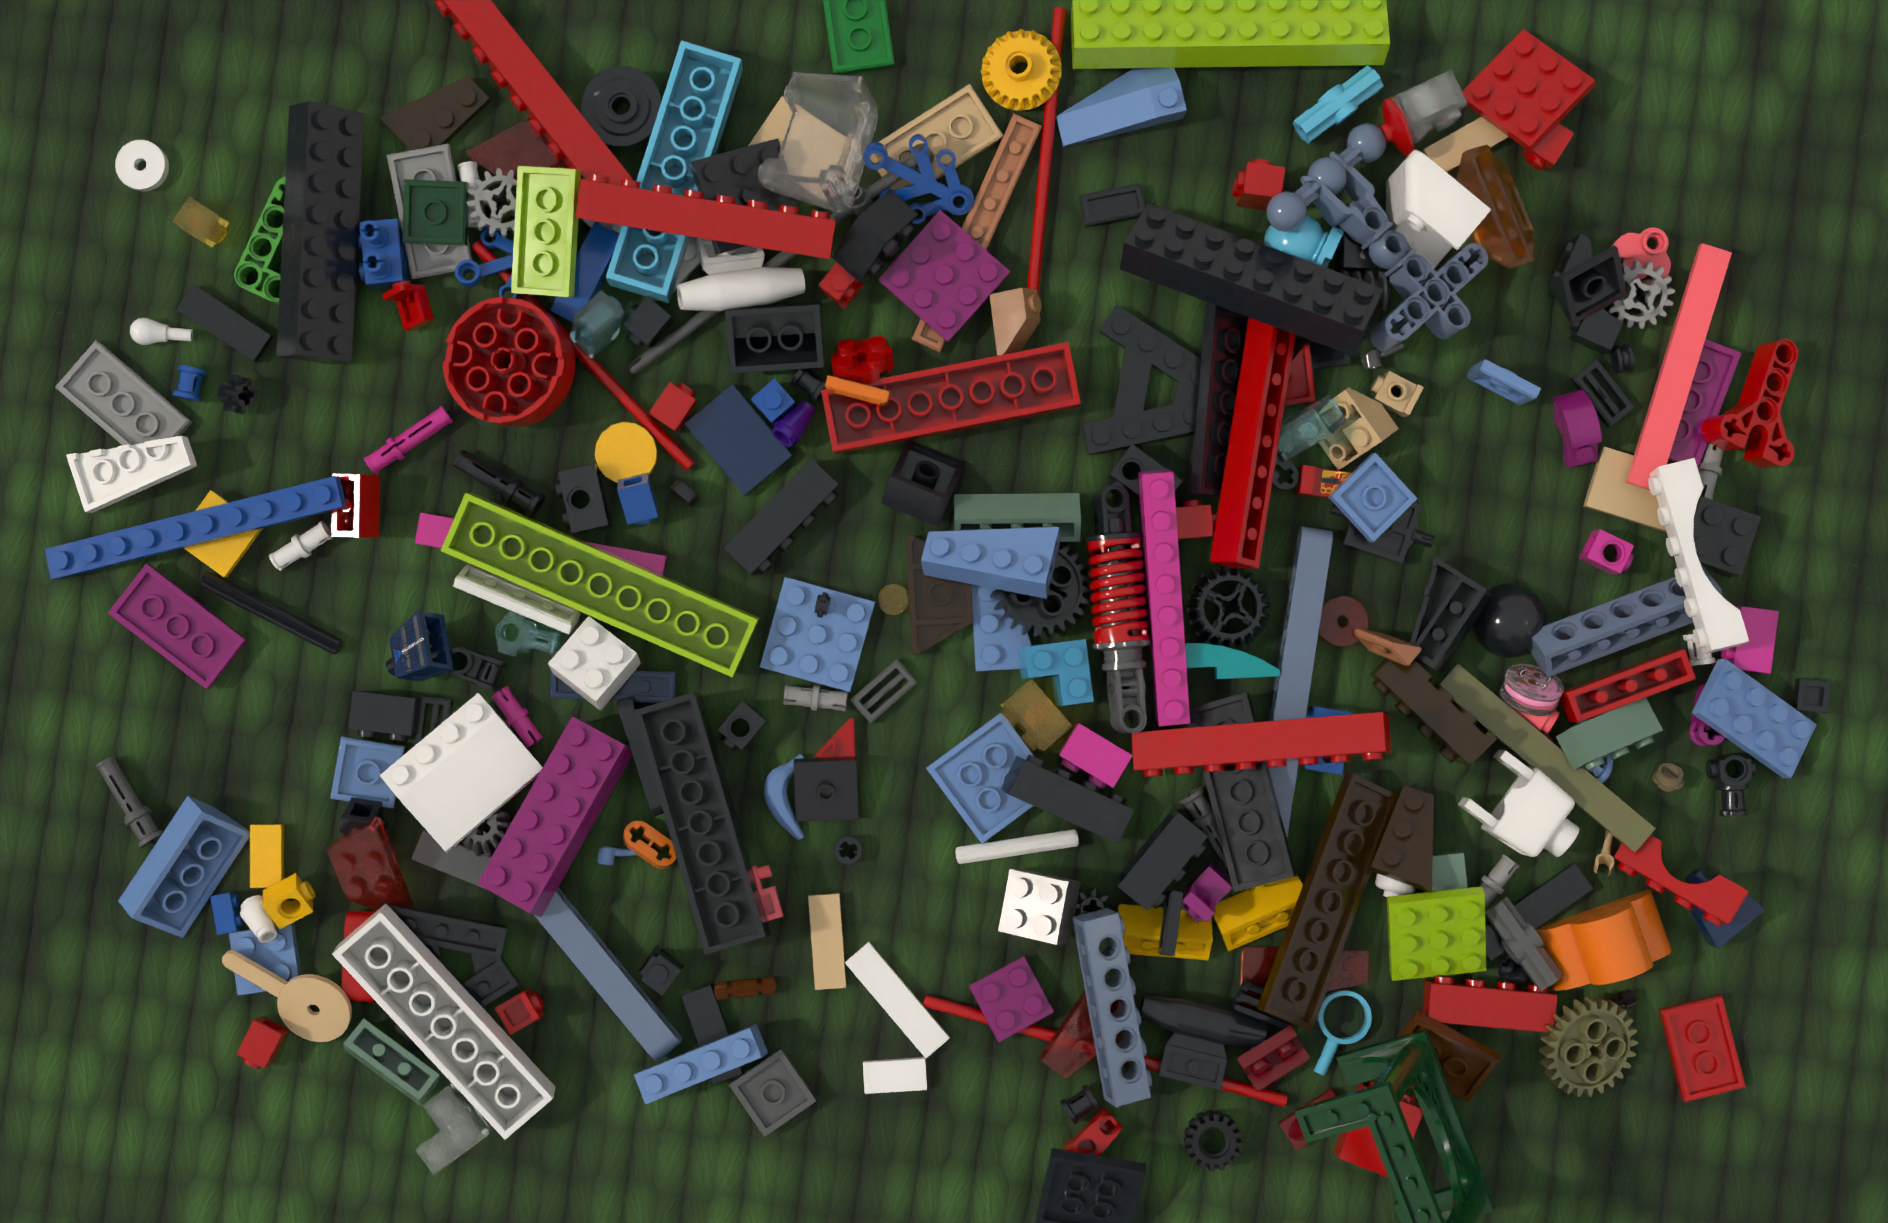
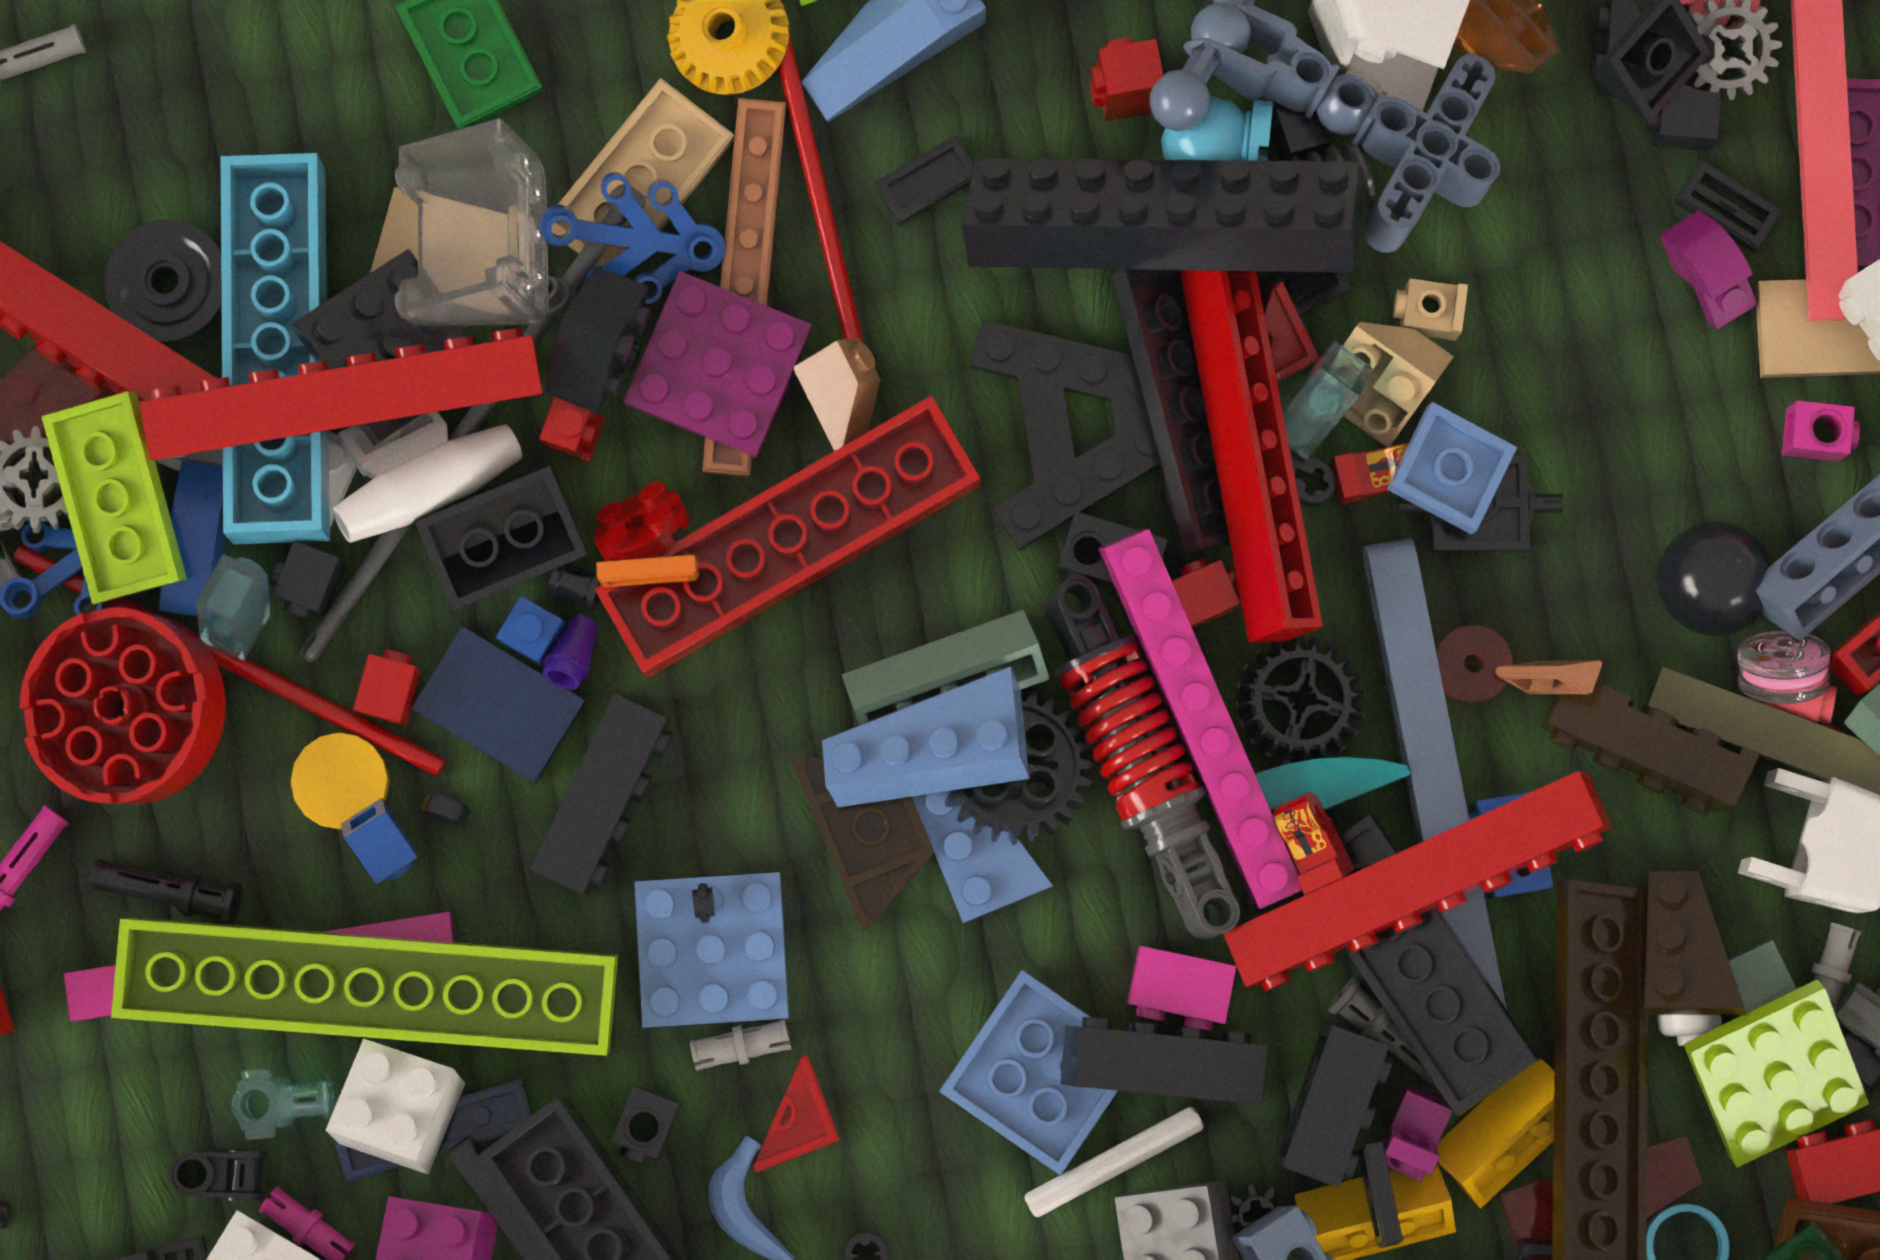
camera: 15 degrees left, 5 degrees down
(420, 648) = (129, 1174): dark blue torso -> none
(517, 598) = (250, 1051): white tile -> none
(596, 513) = (325, 885): black brick -> none
(826, 789) = (802, 1174): black plate -> none
(864, 708) = (818, 1035): dark grey tile -> none
(893, 599) = (805, 859): clear yellow tile -> none
(922, 483) = (789, 674): black slope -> none
(1034, 716) = (1072, 958): clear yellow brick -> none
(1067, 665) = (1091, 865): dark azure brick -> none
(1205, 697) = (1312, 842): none -> red leg
(1373, 358) = (1380, 270): dark grey hand -> none
(1447, 614) = (1621, 599): black wedge -> none
(1503, 382) = (1580, 238): medium blue plate -> none
(1622, 358) = (1738, 147): black bush -> none

